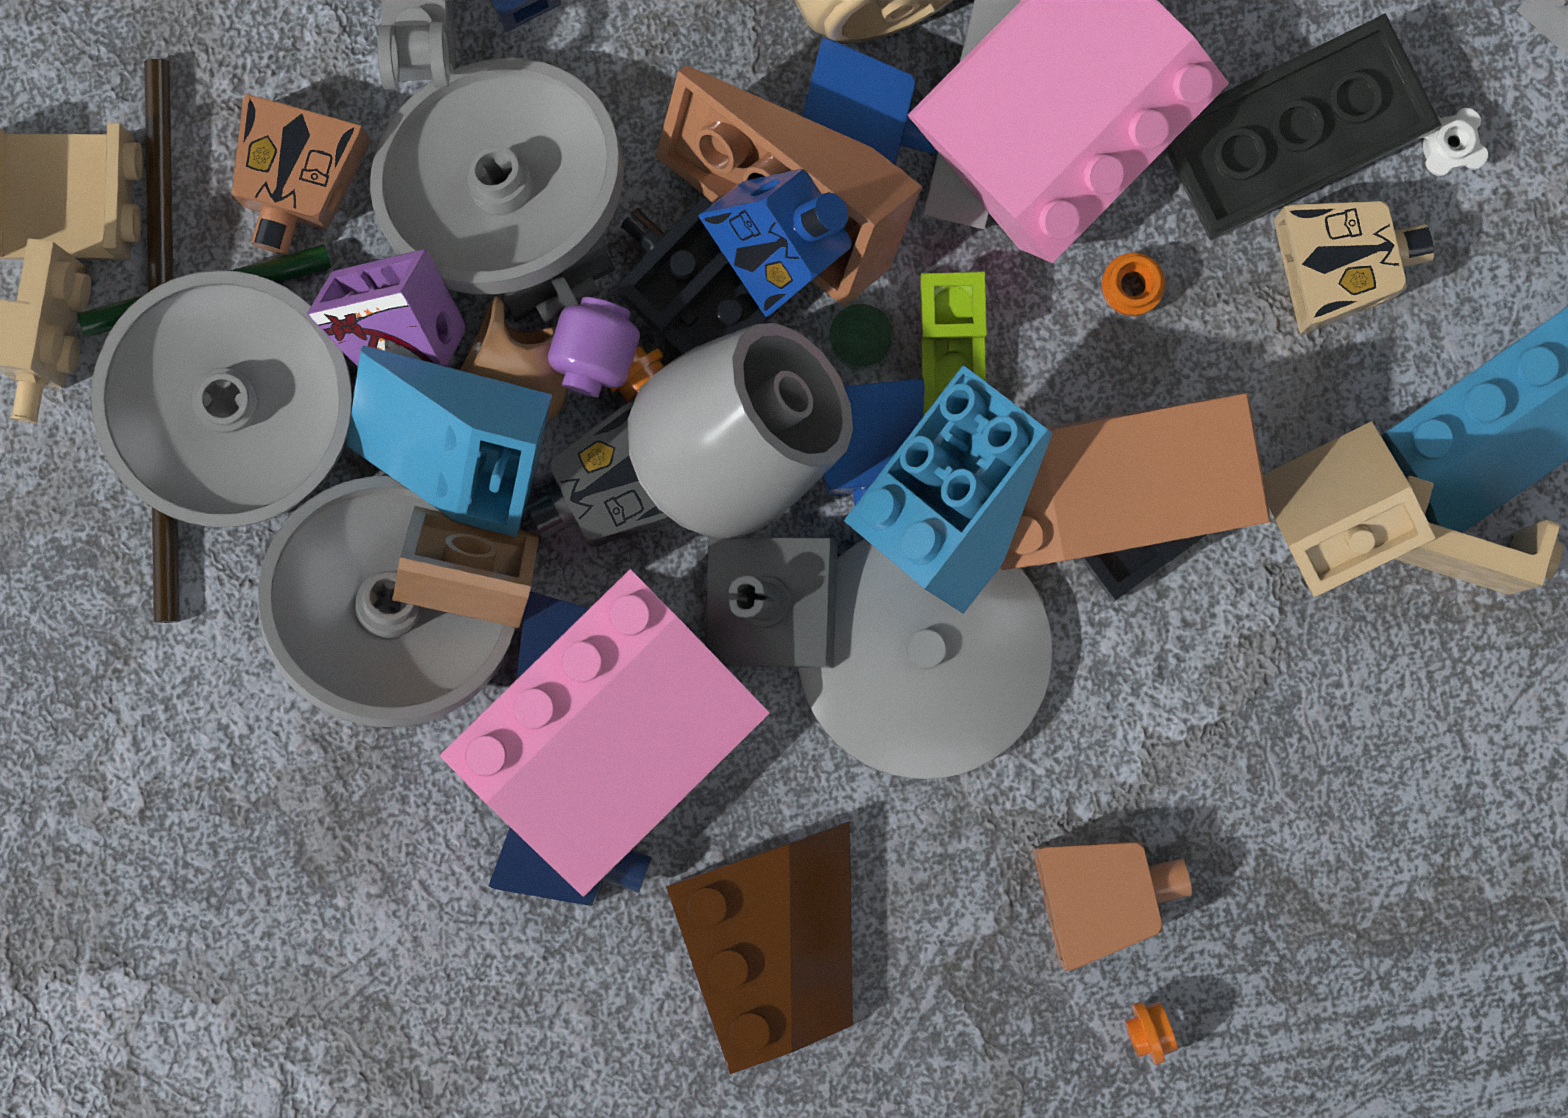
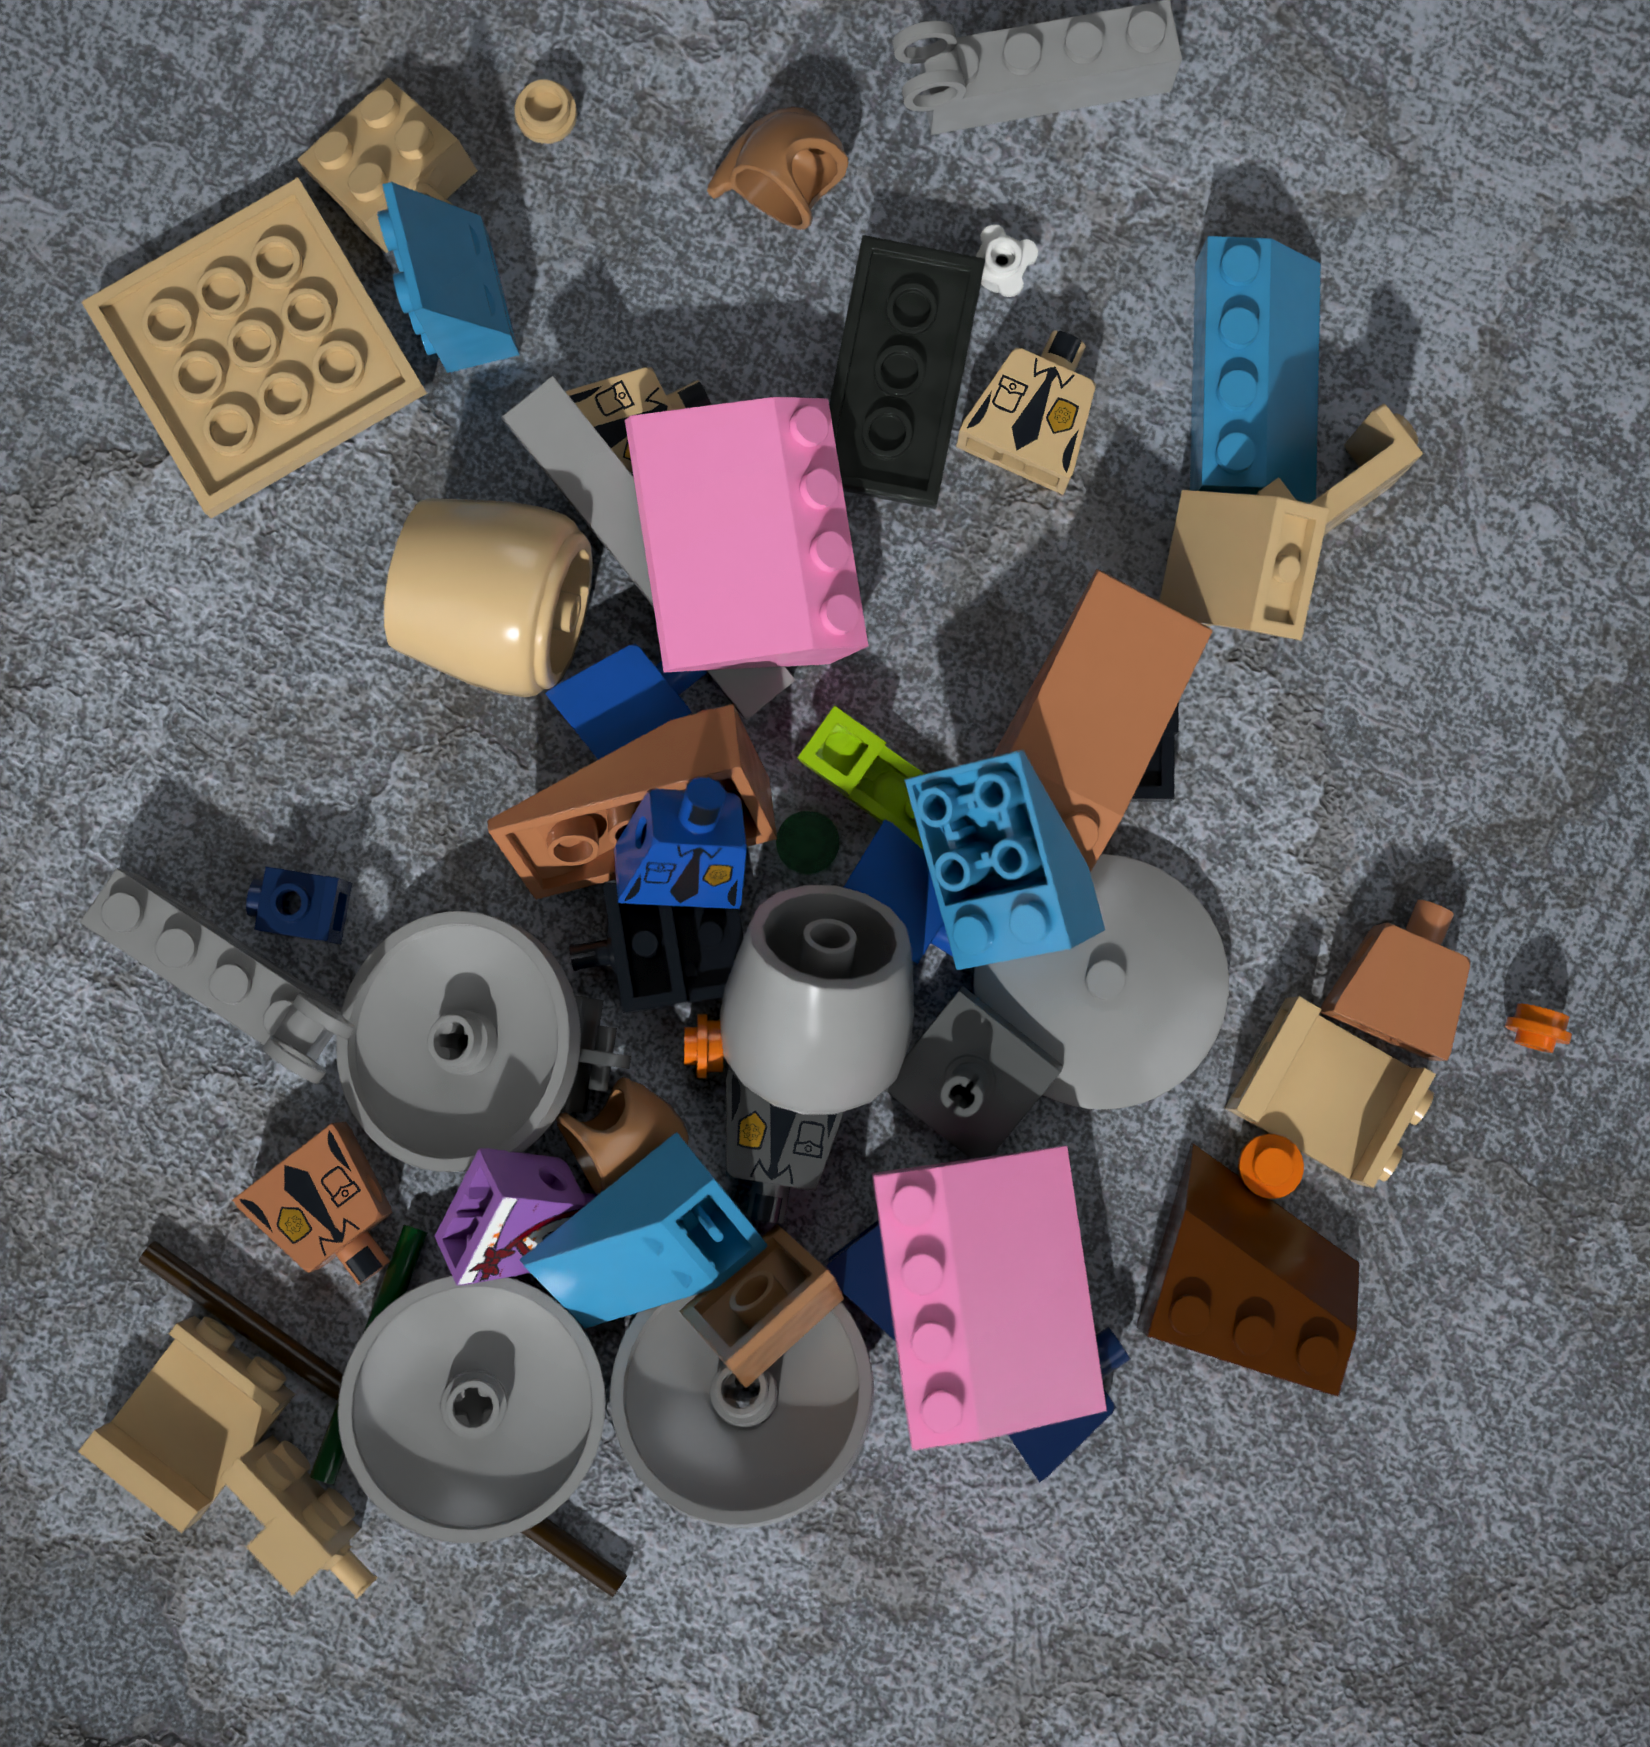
camera: 55 degrees left, 0 degrees up
(593, 346) = (660, 1067): medium lavender head -> none
(877, 896) = (1270, 1166): none -> orange plate
(971, 902) = (1331, 1094): none -> tan panel
(1146, 270) = (927, 576): orange plate -> none

